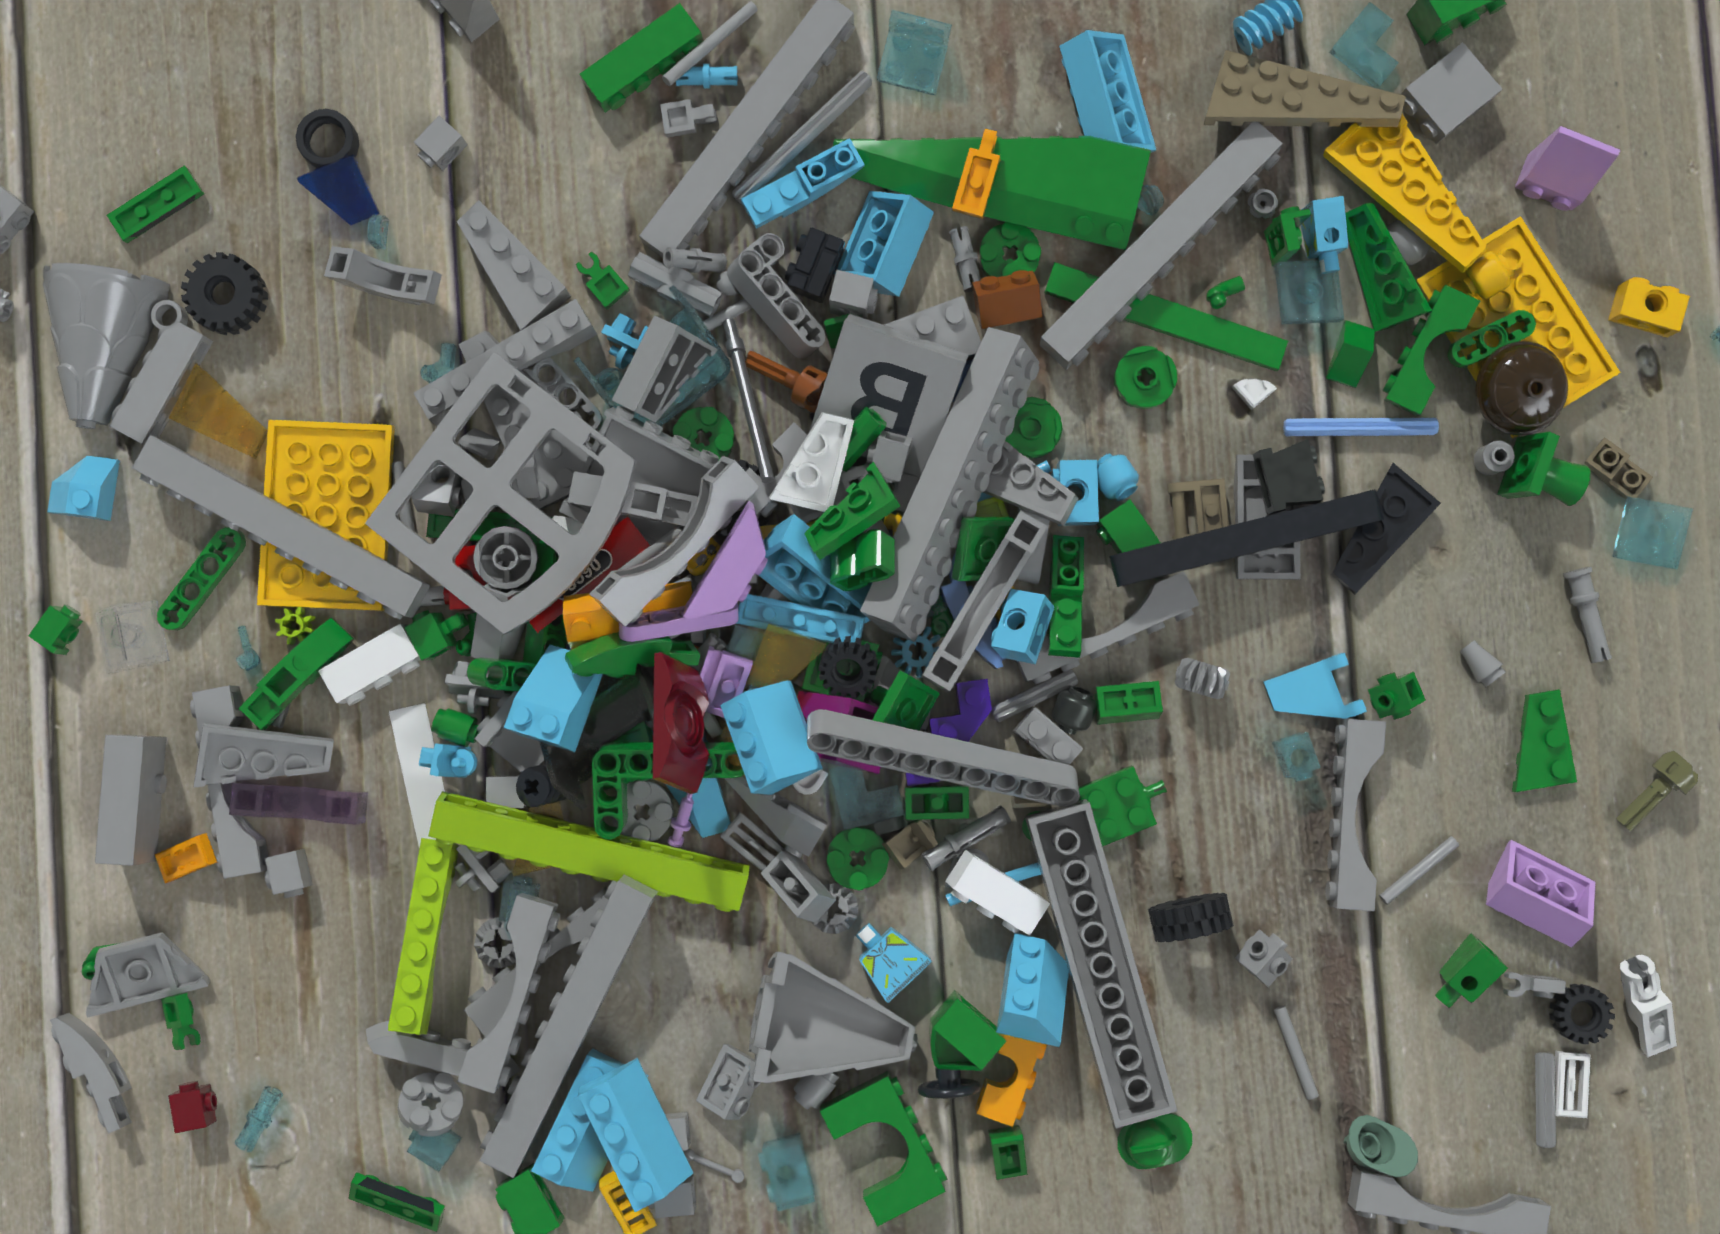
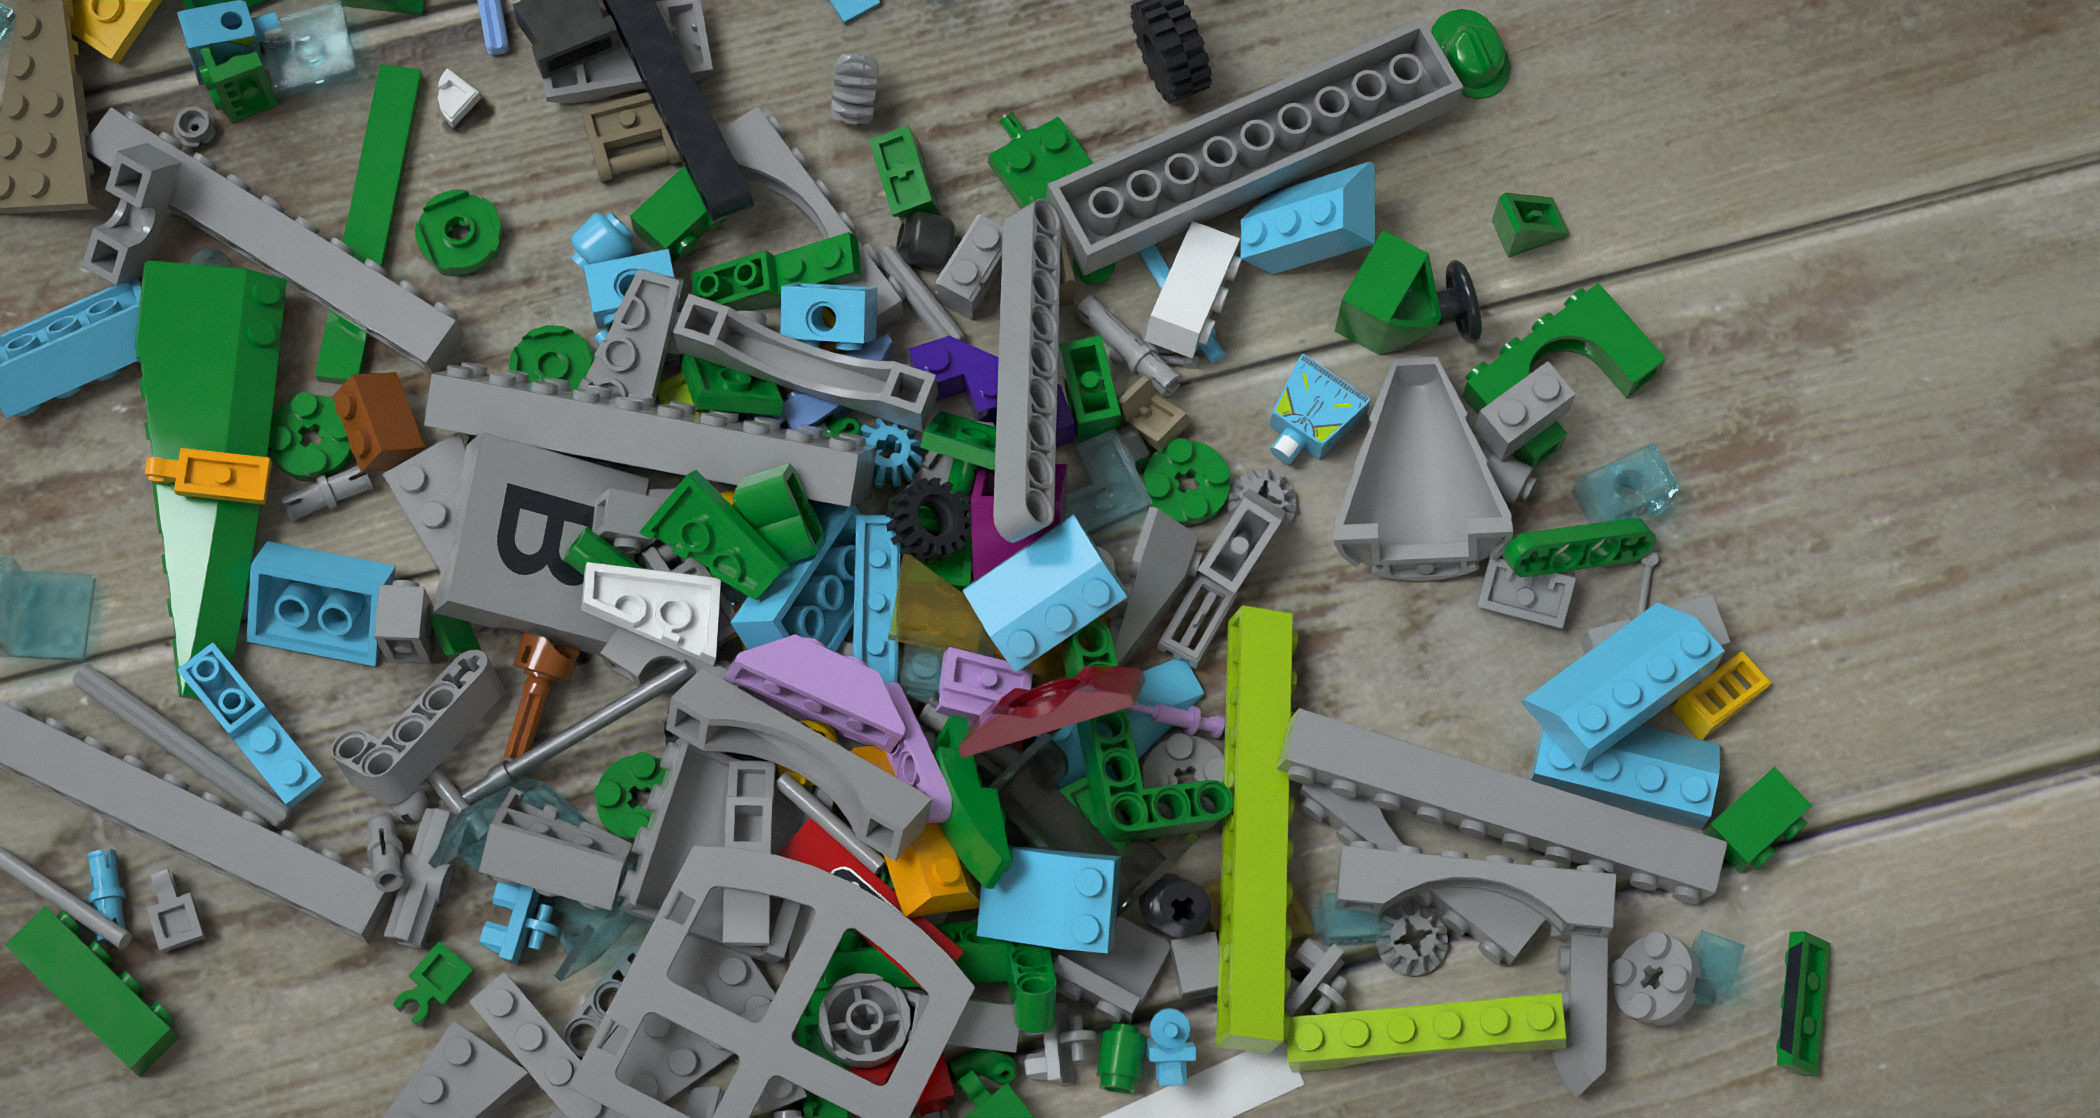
camera: 105 degrees left, 15 degrees down
(745, 1127) = (1536, 551): none -> green beam
(815, 264) = (365, 689): black brick -> none
(850, 1112) = (1524, 411): none -> light grey brick
(1004, 1099) = (1458, 233): light orange arch -> none
(1207, 155) = (144, 183): none -> light grey arch
(1218, 294) = (321, 157): green arm -> none

